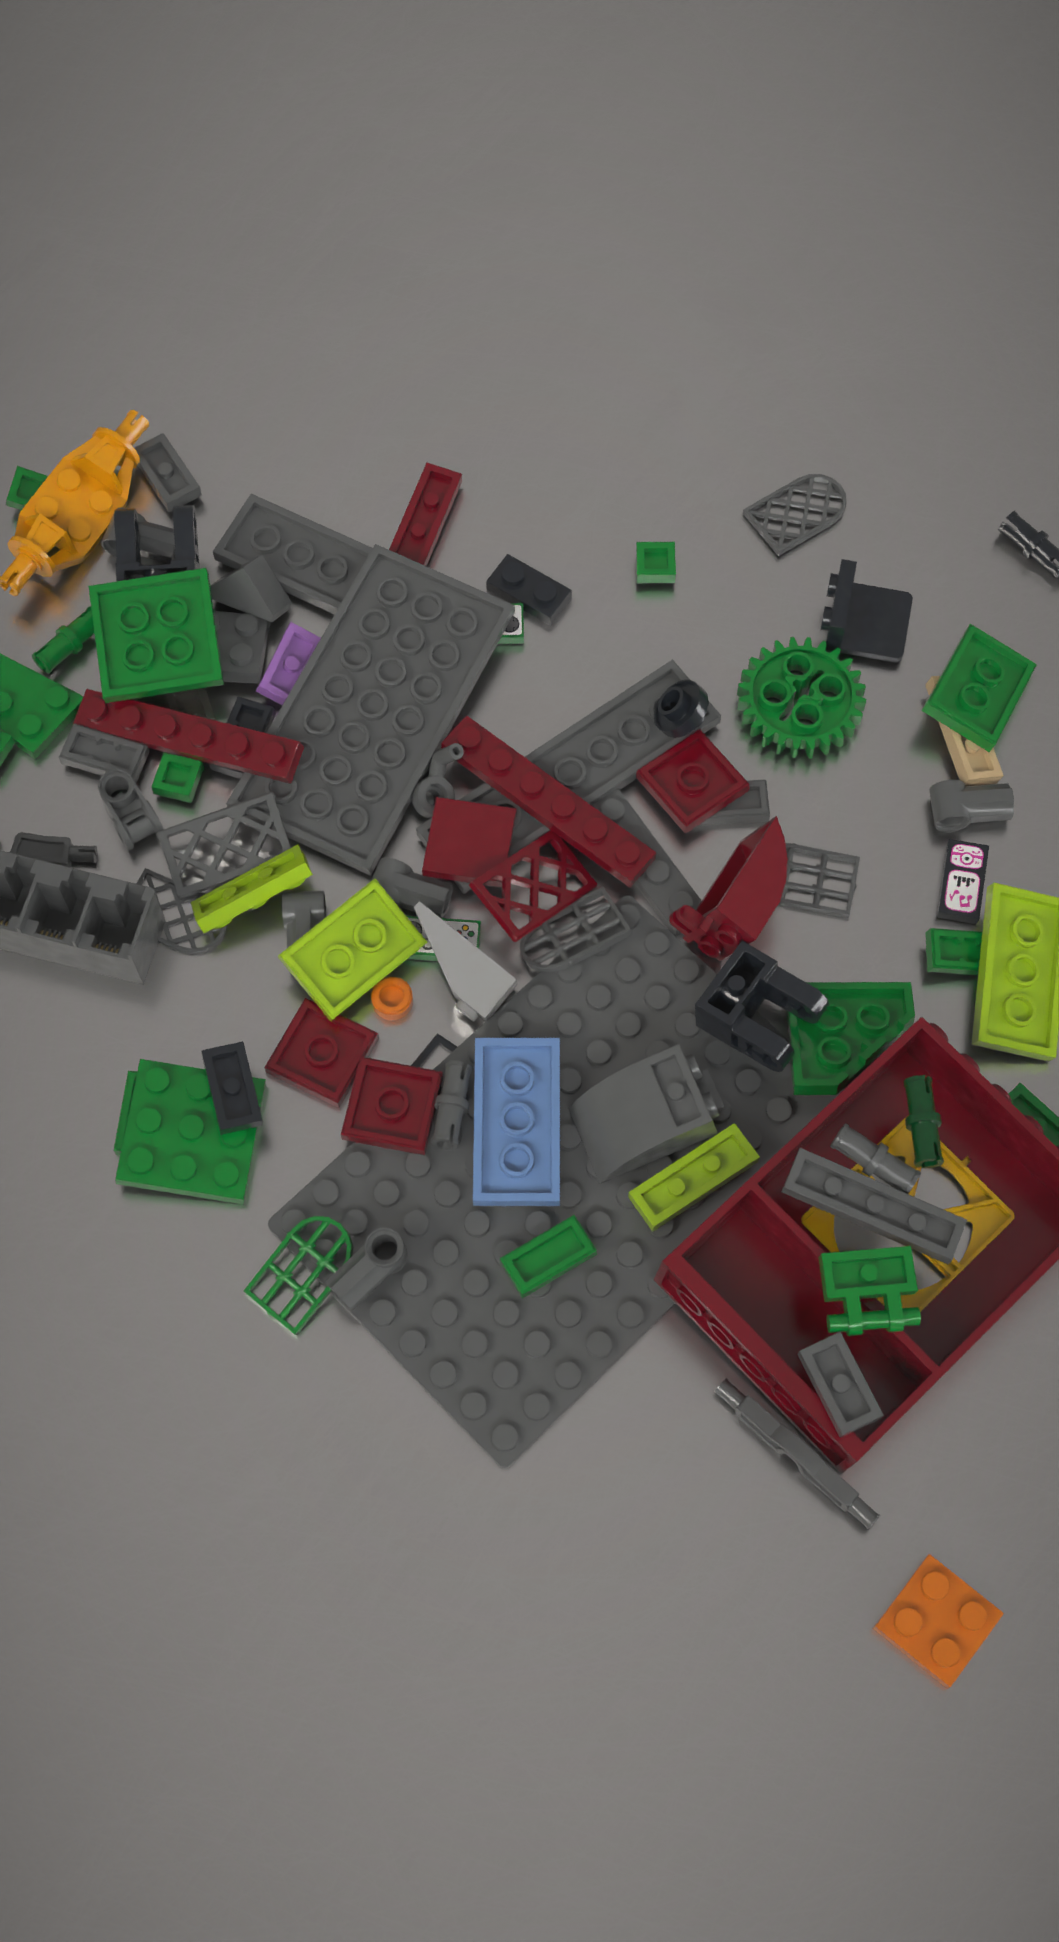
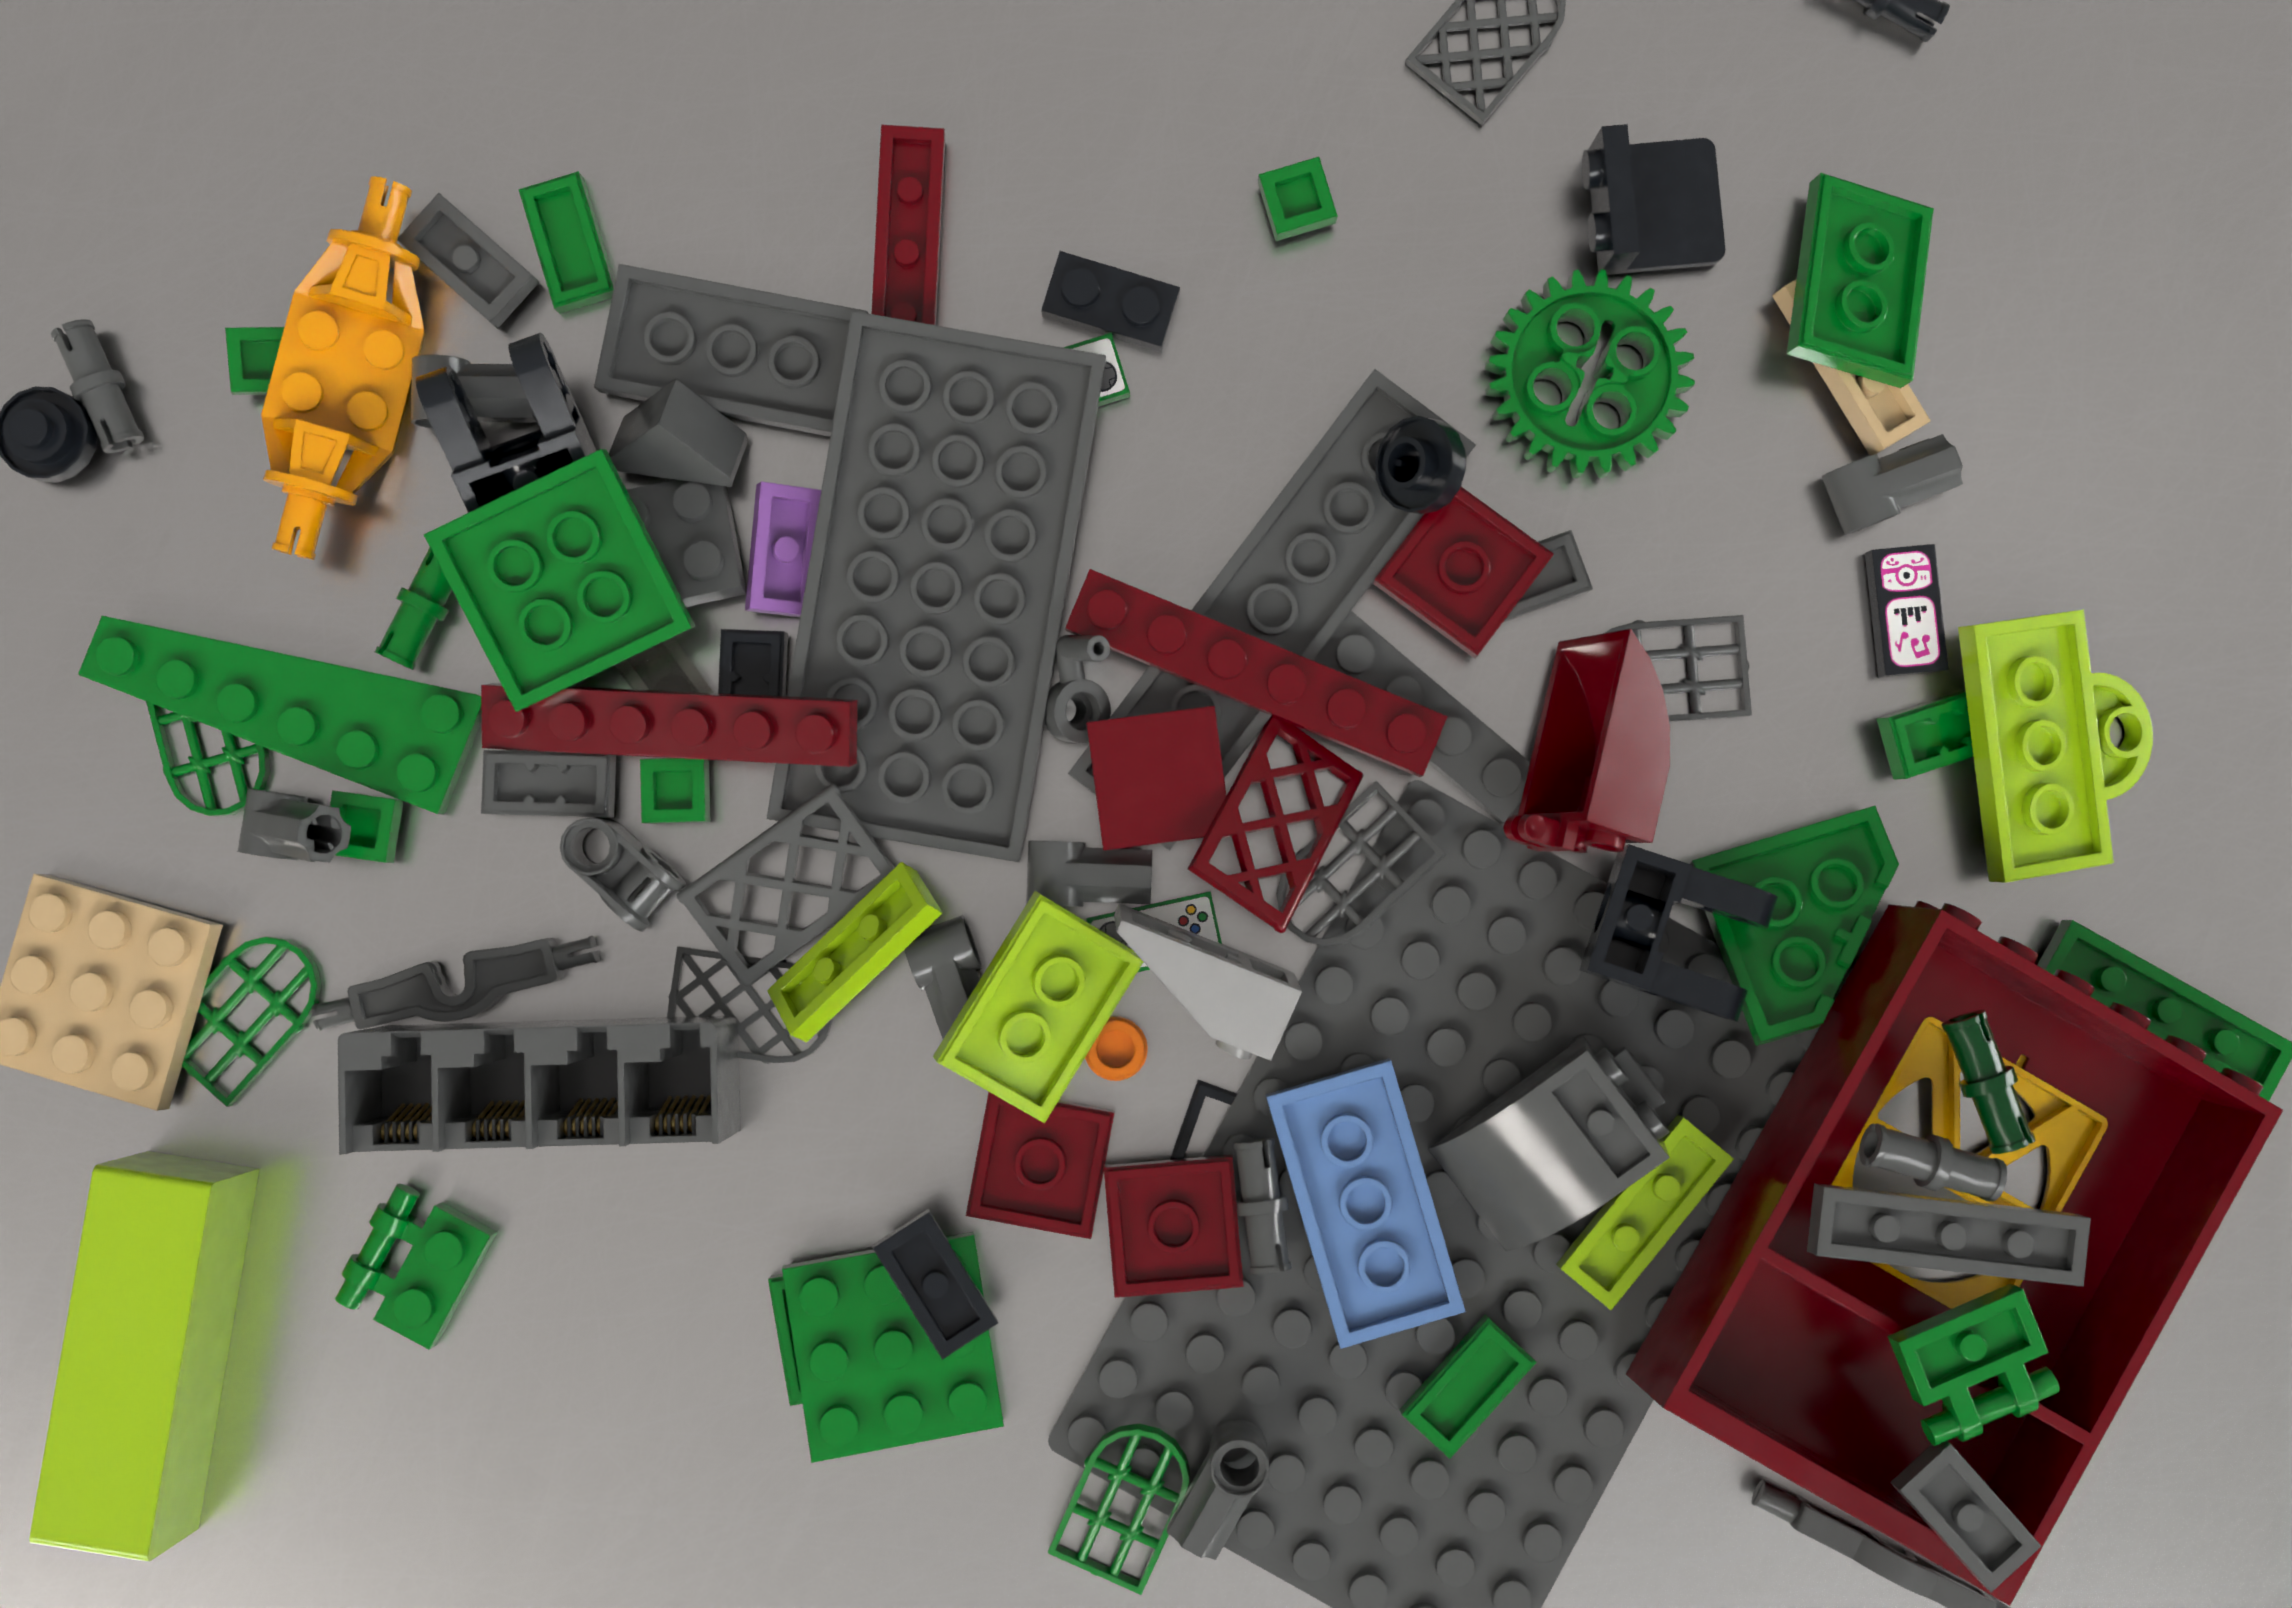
camera: 15 degrees left, 20 degrees up
(226, 479) = (568, 242): none -> green tile

